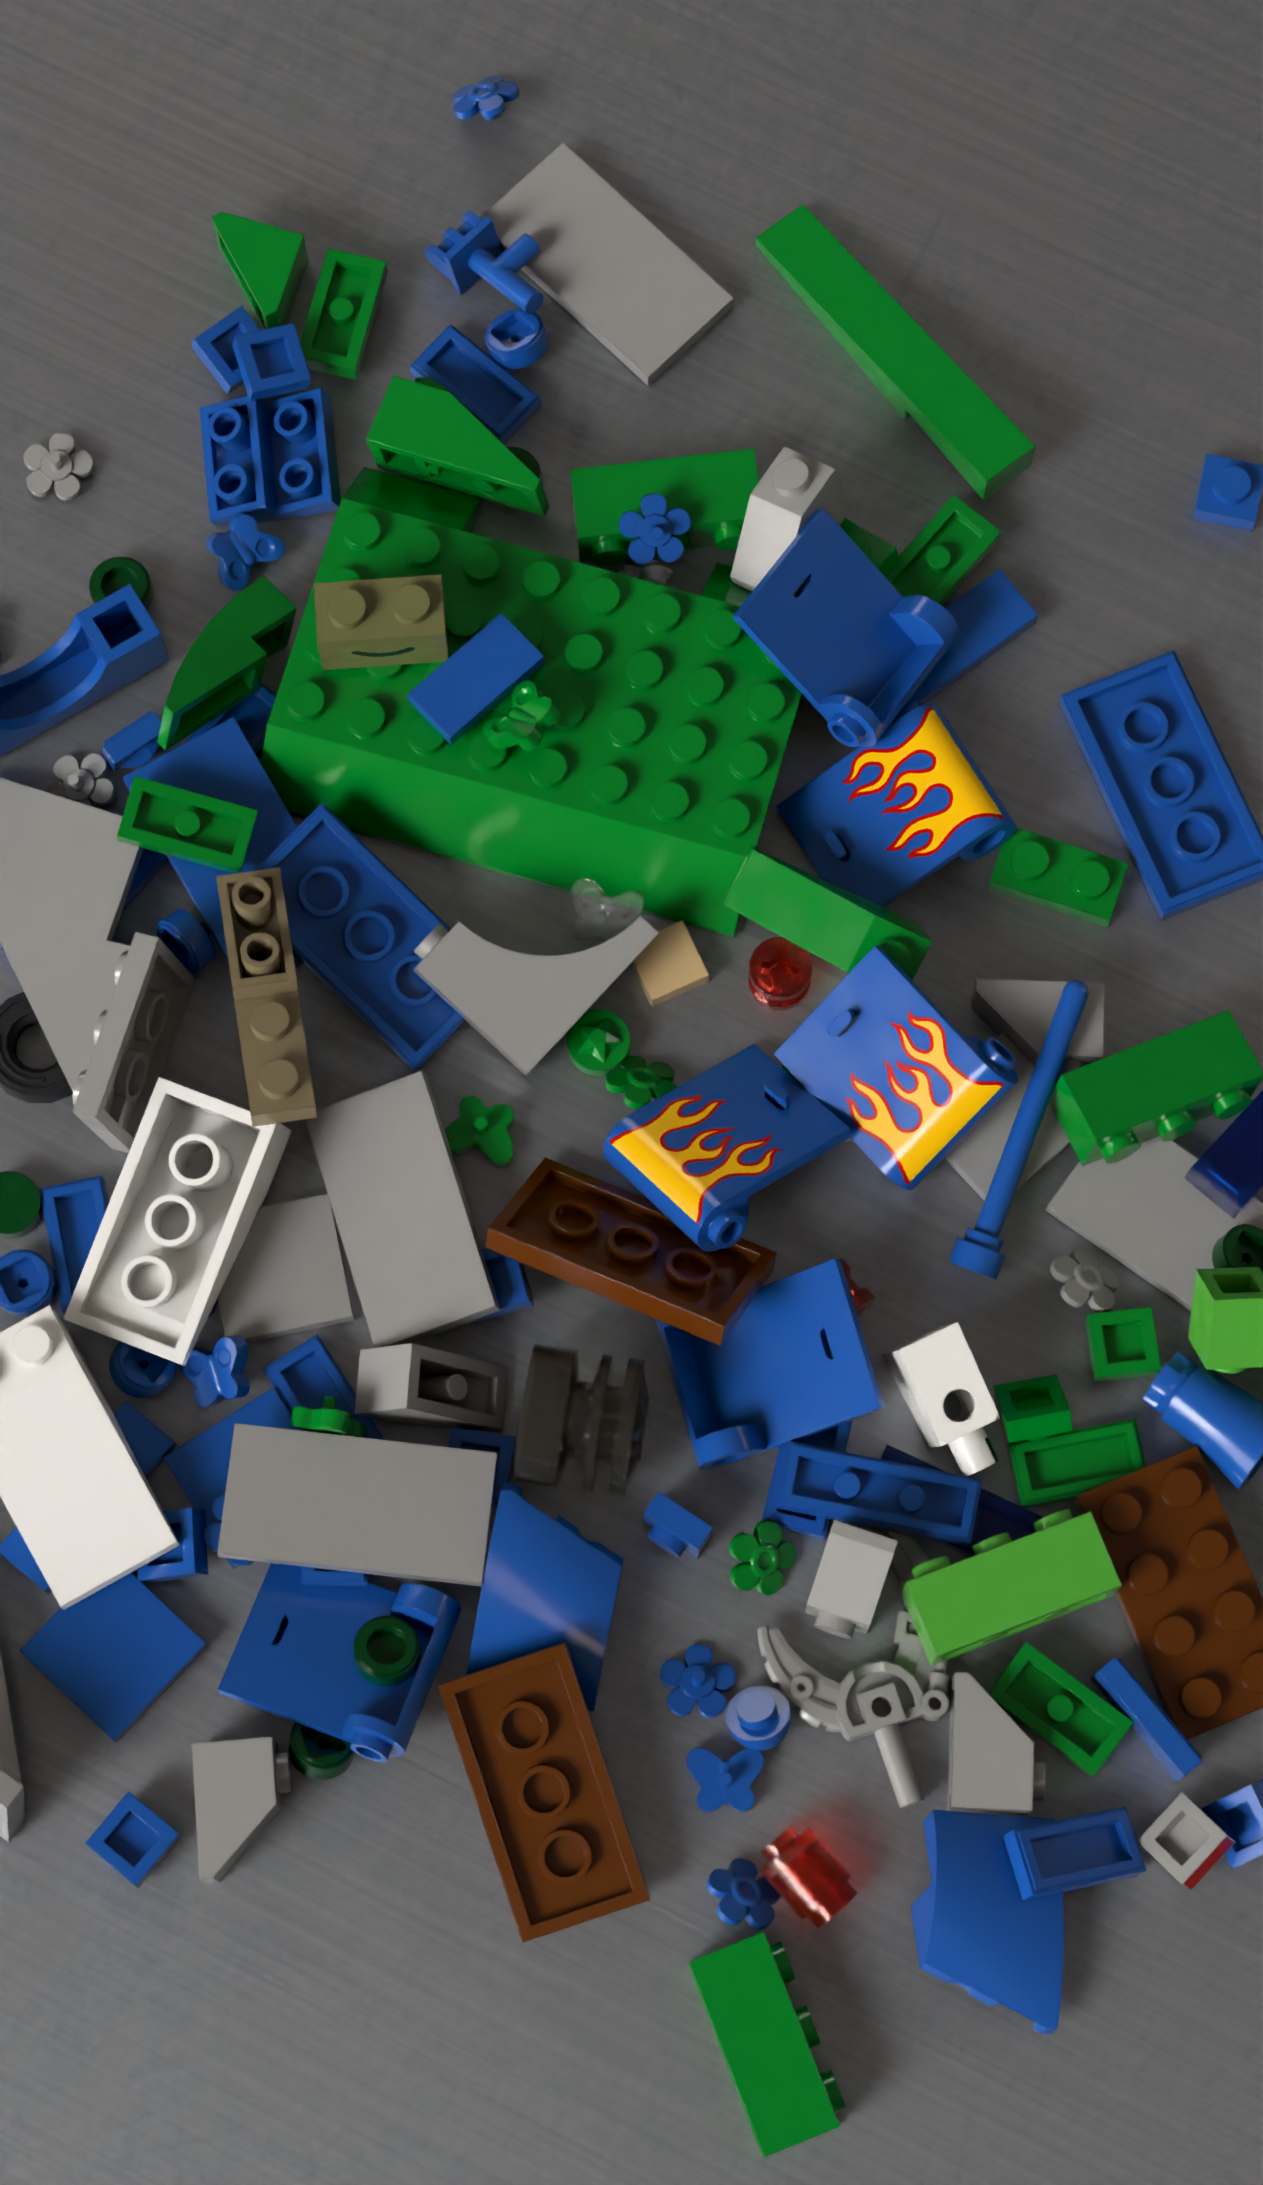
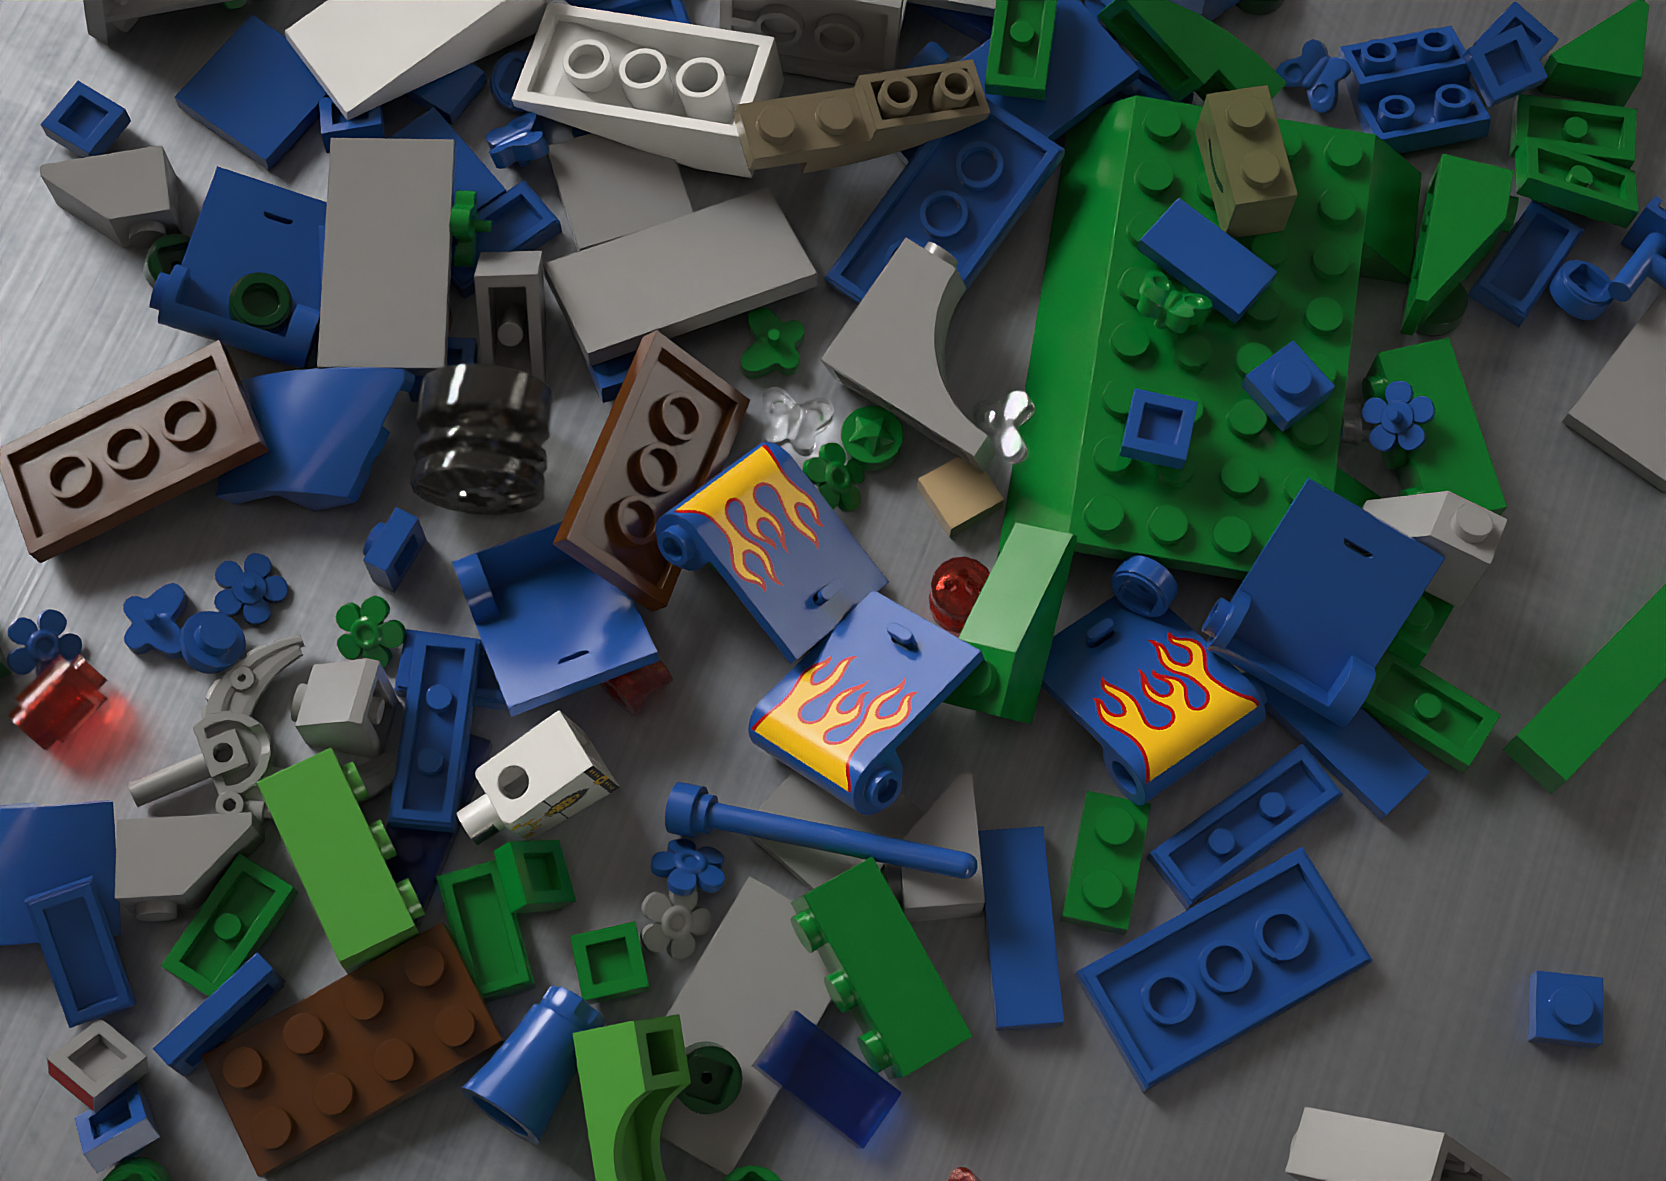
camera: 80 degrees right, 5 degrees down
(402, 321) = (1576, 182): none -> green plate
(571, 1118) = (793, 421): none -> clear piece
(621, 623) = (1288, 386): none -> blue plate
(658, 750) = (1158, 429): none -> blue plate
(798, 795) = (1144, 586): none -> blue tile
(1033, 745) = (1244, 826): none -> blue tile
(1033, 1259) = (689, 867): none -> blue plant
(1124, 960) = (1020, 929): none -> blue tile

